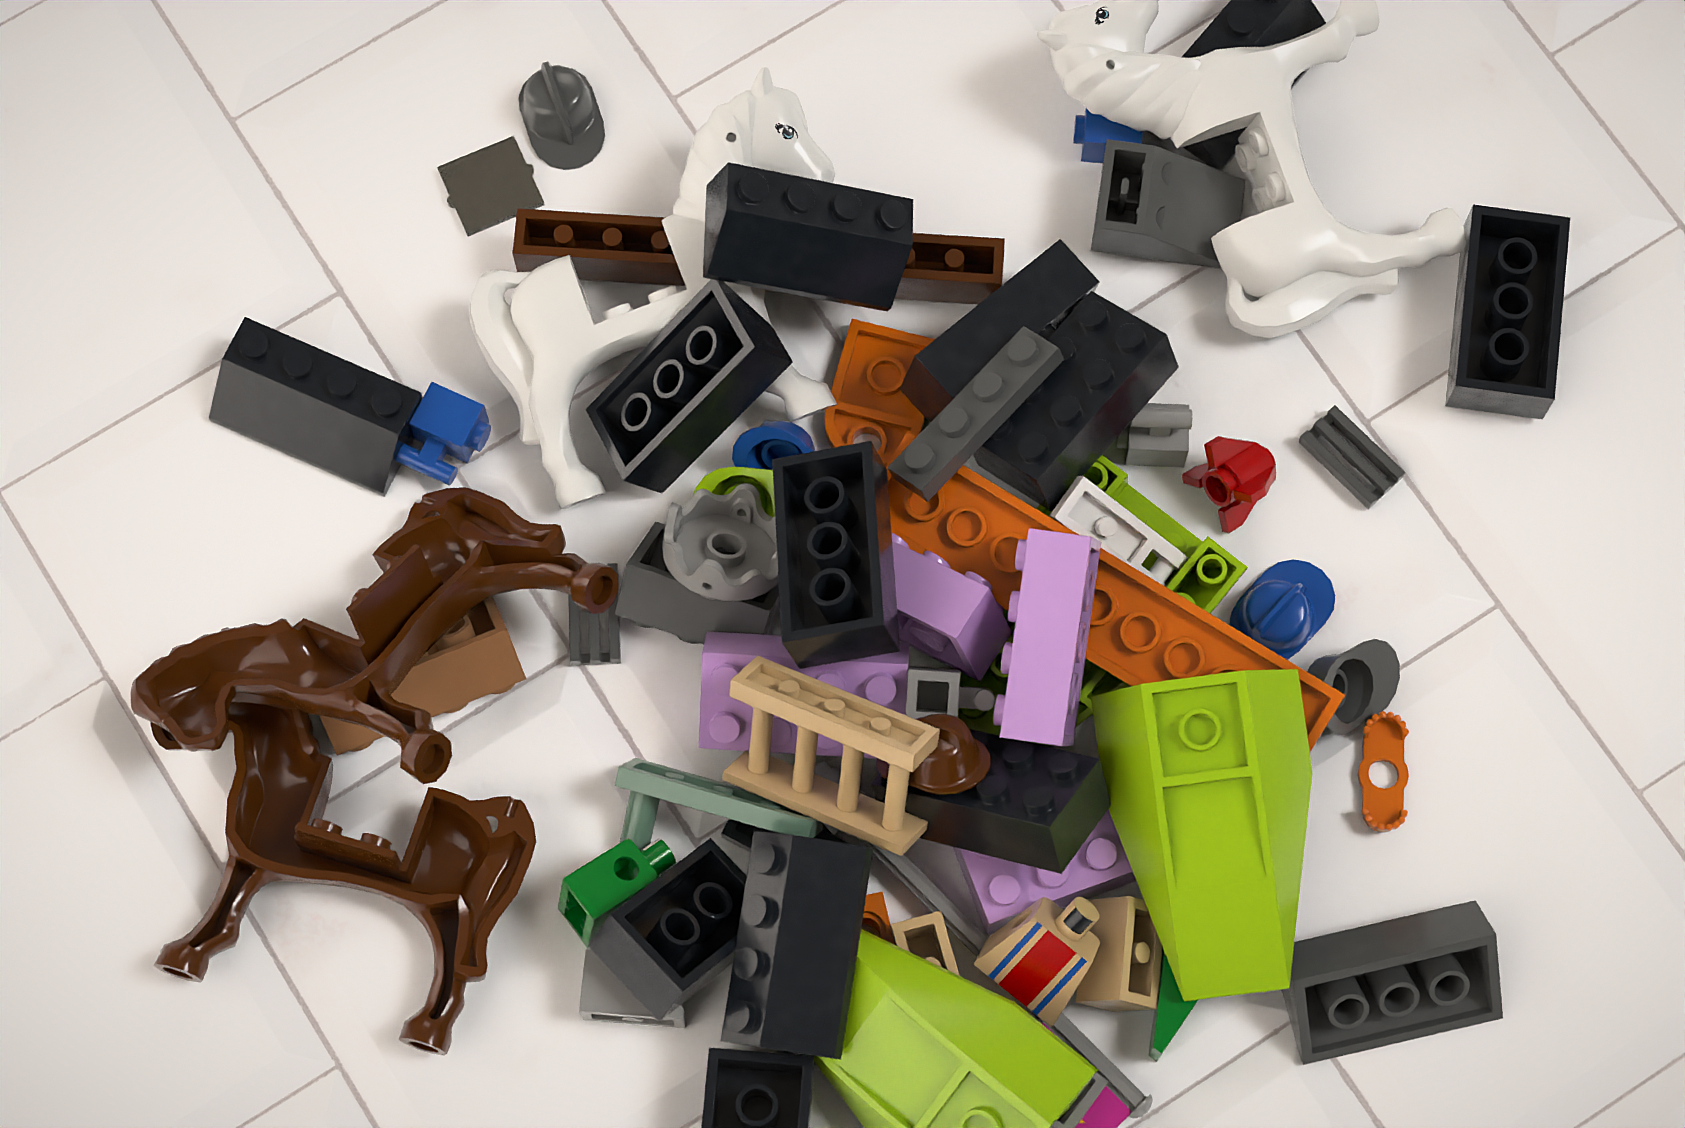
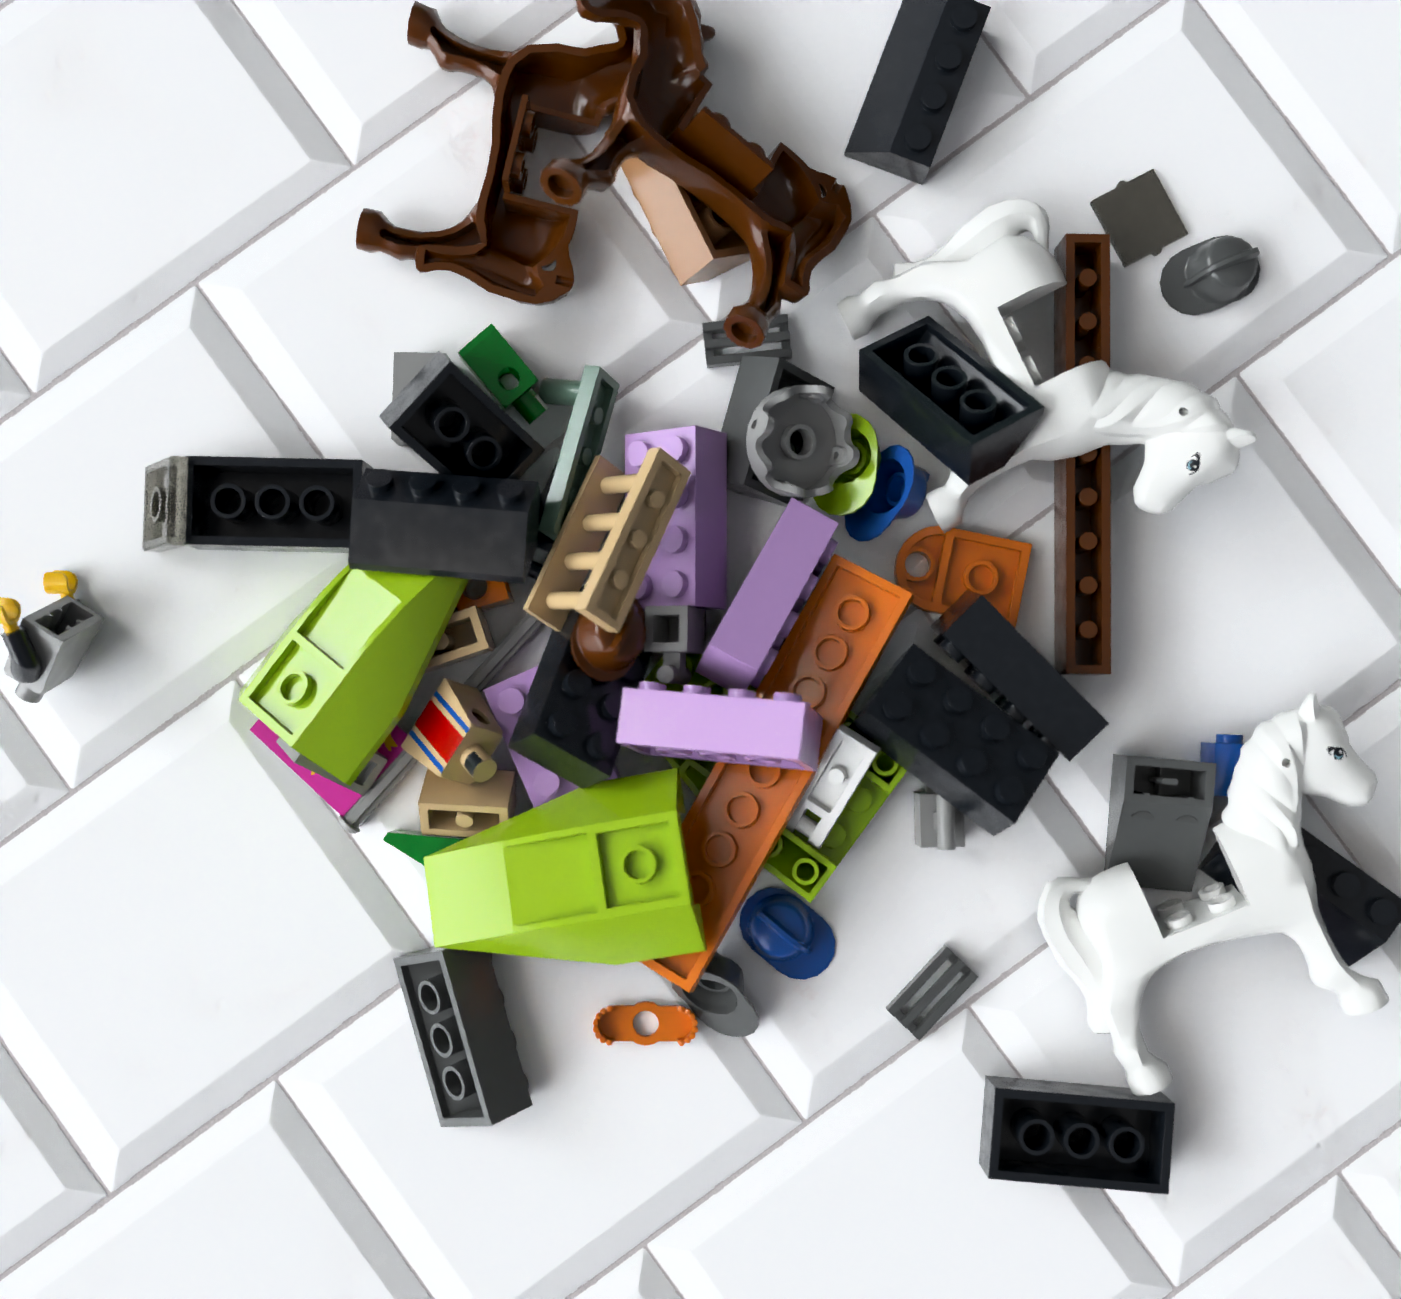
camera: 85 degrees right, 15 degrees up
(448, 426) = (906, 199): blue brick -> none
(806, 236) = (1090, 488): black slope -> none
(835, 555) = (781, 531): black brick -> none
(975, 413) = (930, 653): dark grey plate -> none
(1234, 477) = (901, 889): red brick -> none

